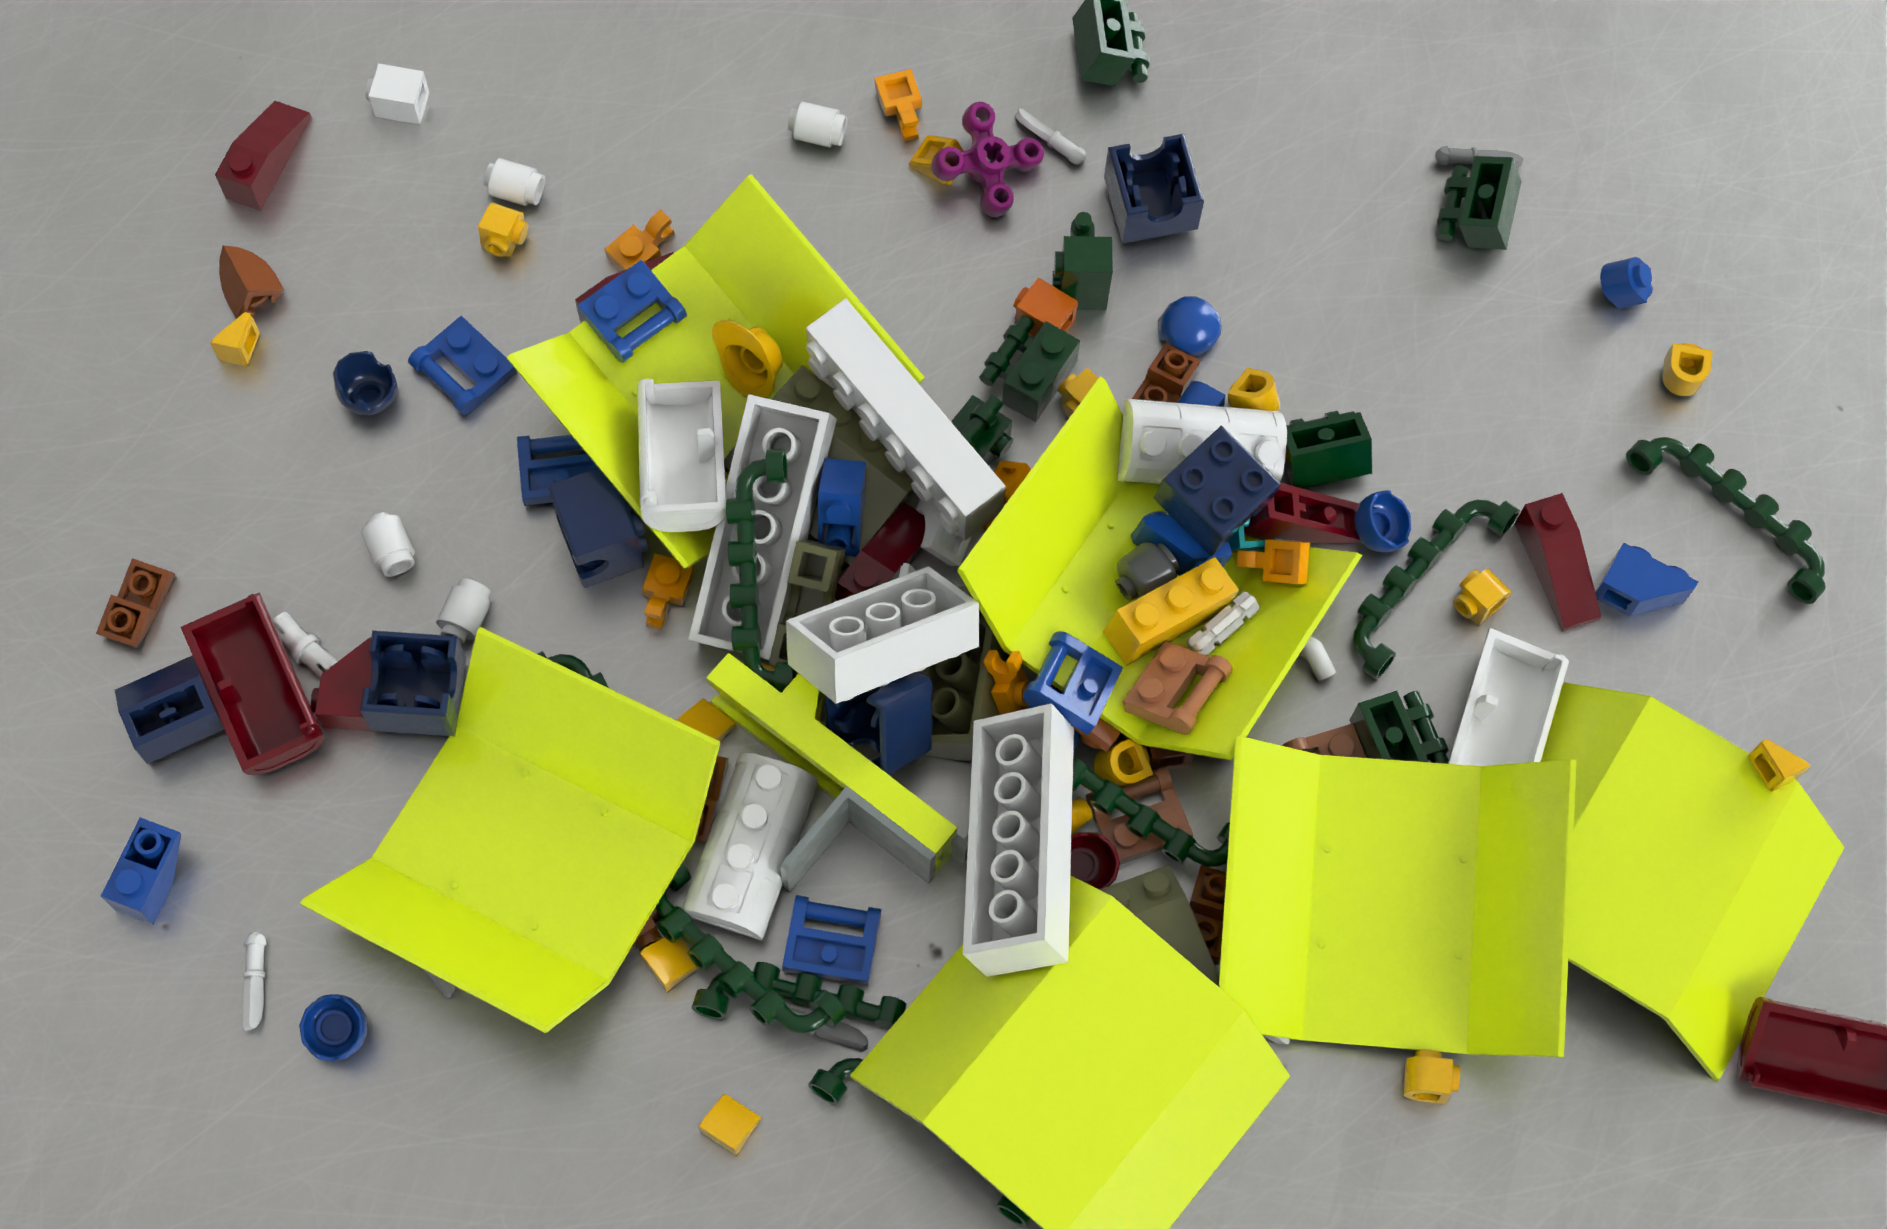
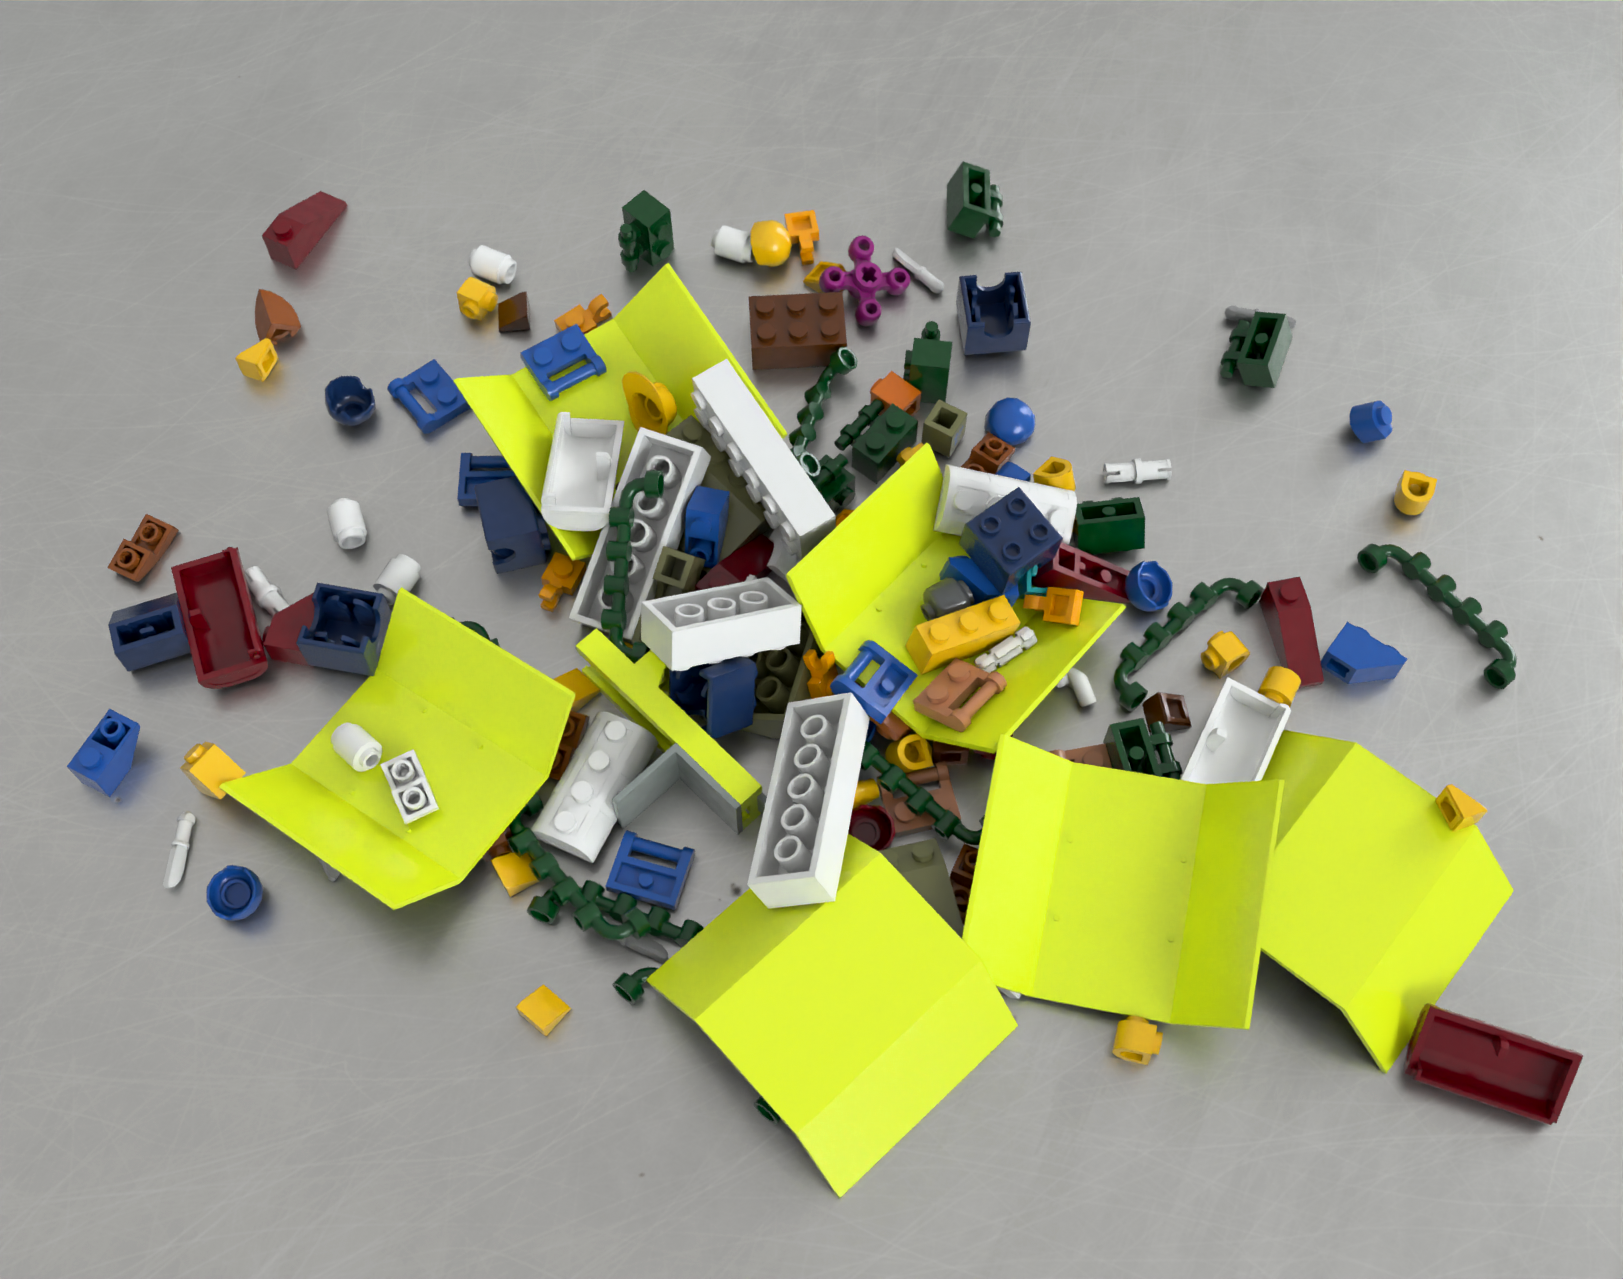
camera: 10 degrees right, 5 degrees down
(282, 881) = (209, 768): none -> yellow slope
(398, 93) = (414, 193): white brick -> none
(453, 830) = (356, 746): none -> white brick
(528, 873) = (409, 786): none -> white slope
(551, 244) = (514, 313): none -> reddish brown slope
(704, 121) = (645, 231): none -> dark green brick
(863, 120) = (770, 243): none -> yellow hair
(913, 233) = (796, 329): none -> reddish brown brick
(974, 271) = (842, 362): none -> dark green bar
(1111, 345) = (944, 428): none -> olive brick
(1351, 374) = (1137, 471): none -> white pin
(1420, 673) = (1169, 709): none -> reddish brown slope
(1551, 630) = (1280, 685): none -> yellow plate

